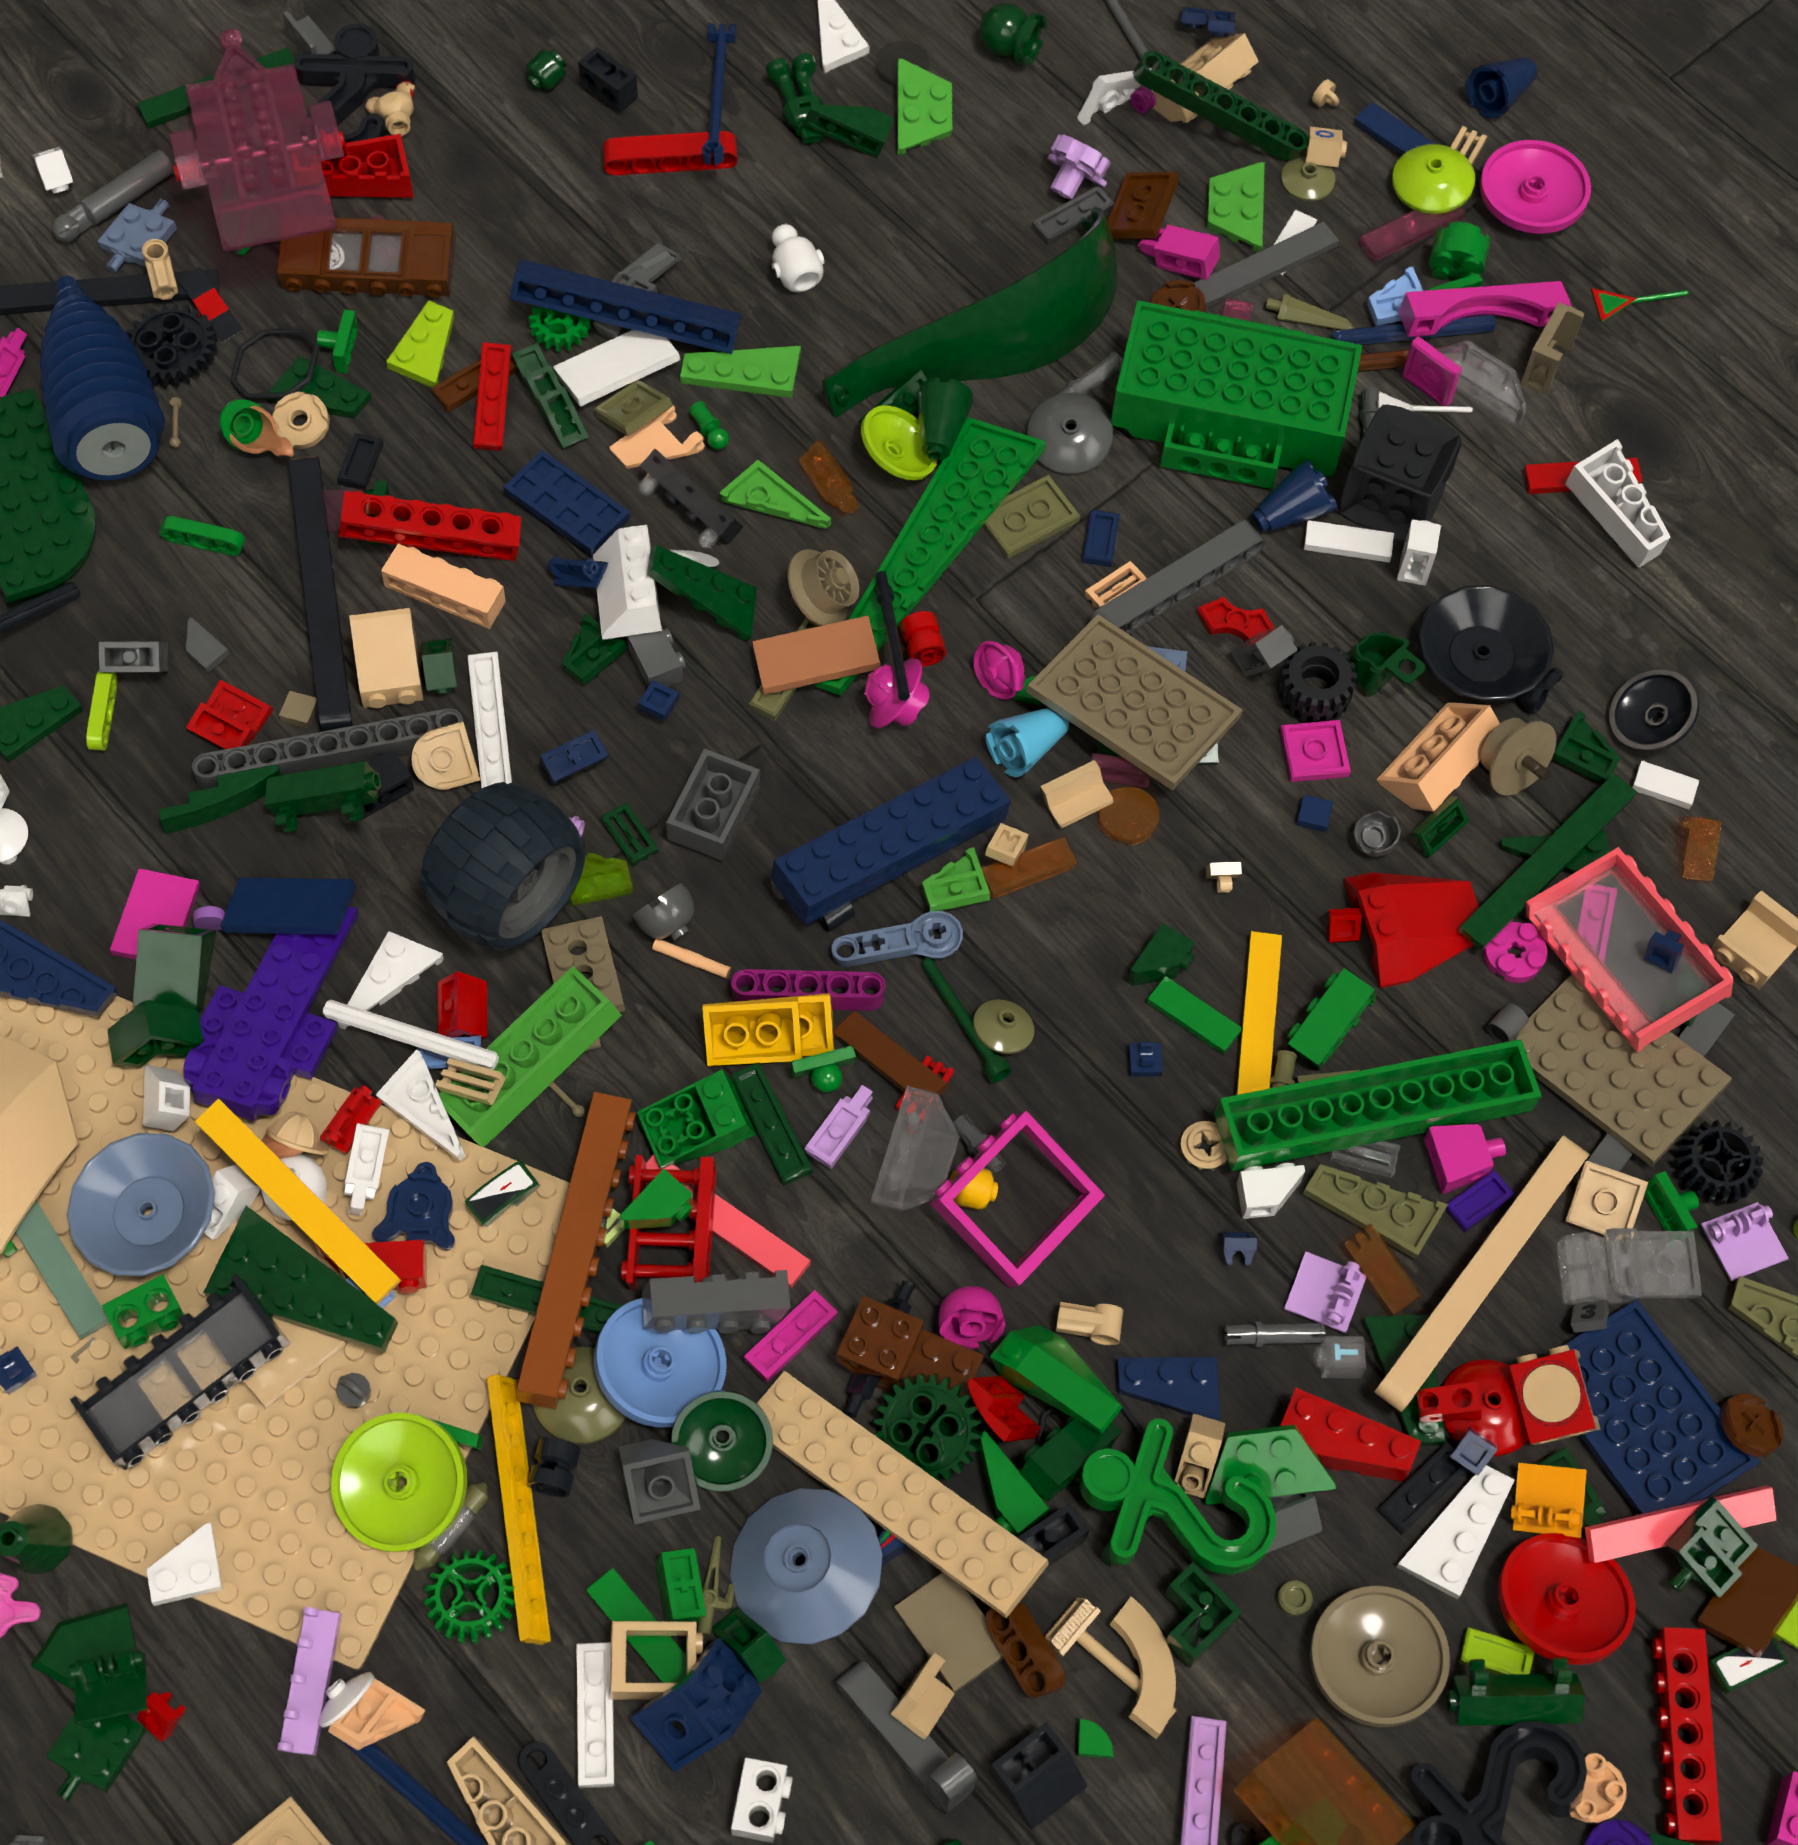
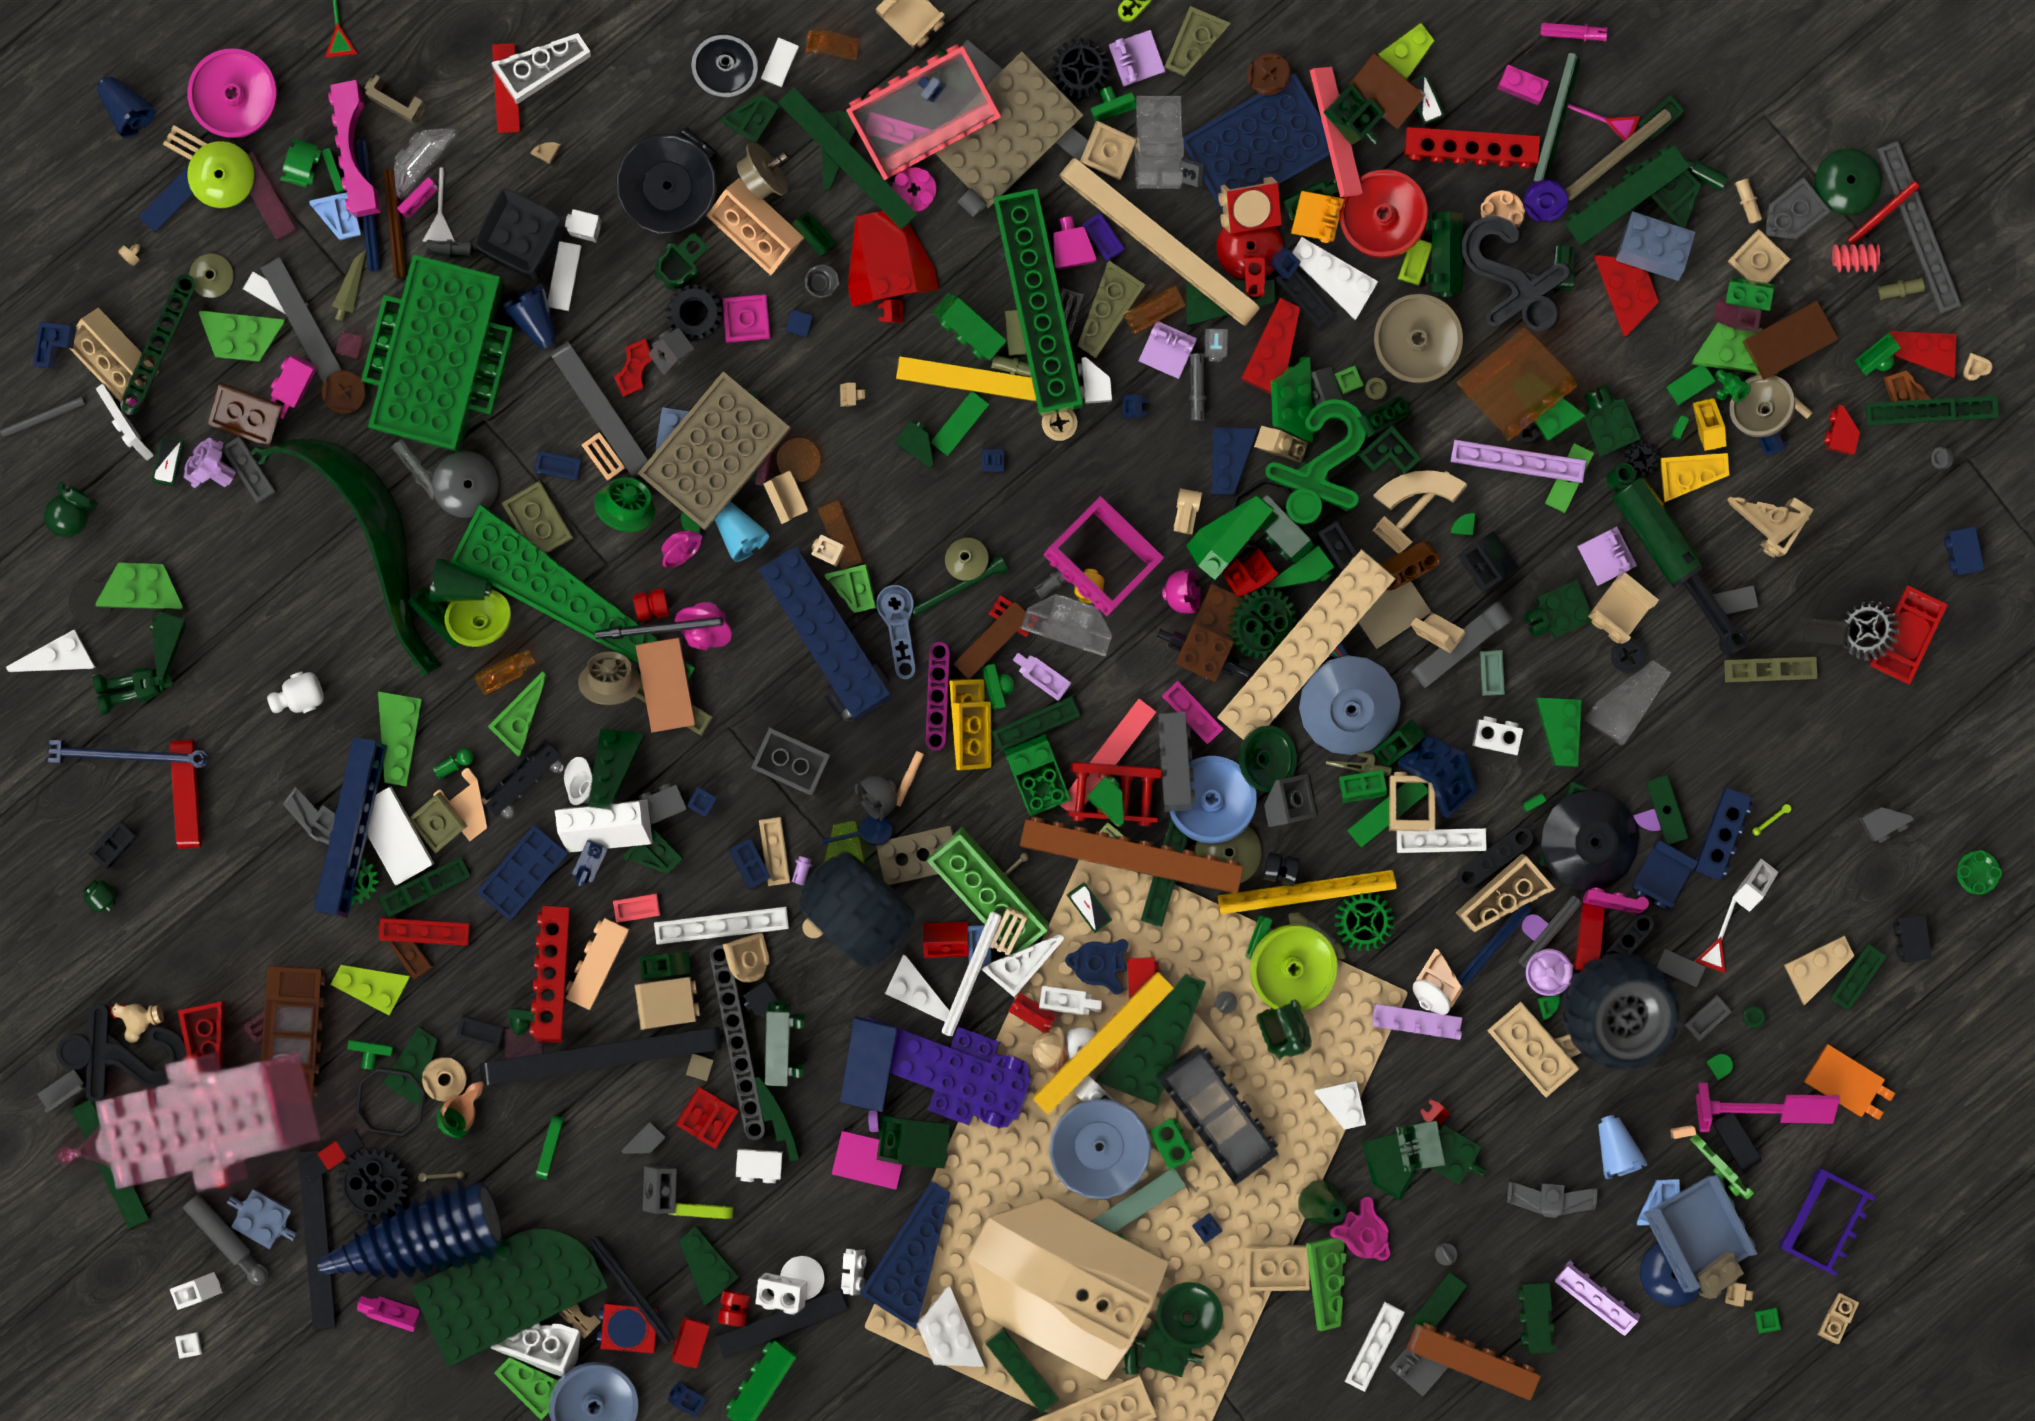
camera: 85 degrees left, 25 degrees up
(153, 1031) = (969, 1150): dark green brick -> none
(159, 269) = (308, 1195): tan piece -> none
(159, 777) = (759, 1164): none -> white brick
(165, 1098) = (1016, 1139): white slope -> none
(303, 1469) = (1285, 1030): none -> dark green piece
(517, 634) = (636, 908): none -> coral tile
(593, 793) = (774, 851): none -> tan tile
(616, 909) = (871, 831): none -> dark blue piece
(642, 854) = (824, 814): dark green tile -> none
(862, 1792) = (1492, 672): none -> sand green tile
(1054, 601) = (625, 505): none -> green piece
(1079, 129) = (167, 461): none -> slope
(1255, 1602) = (1384, 416): none -> dark green tile
(1304, 1557) = (1349, 380): none -> bright green tile
(1325, 146) = (188, 260): tan brick -> none
(1507, 521) = (546, 151): none -> tan tile

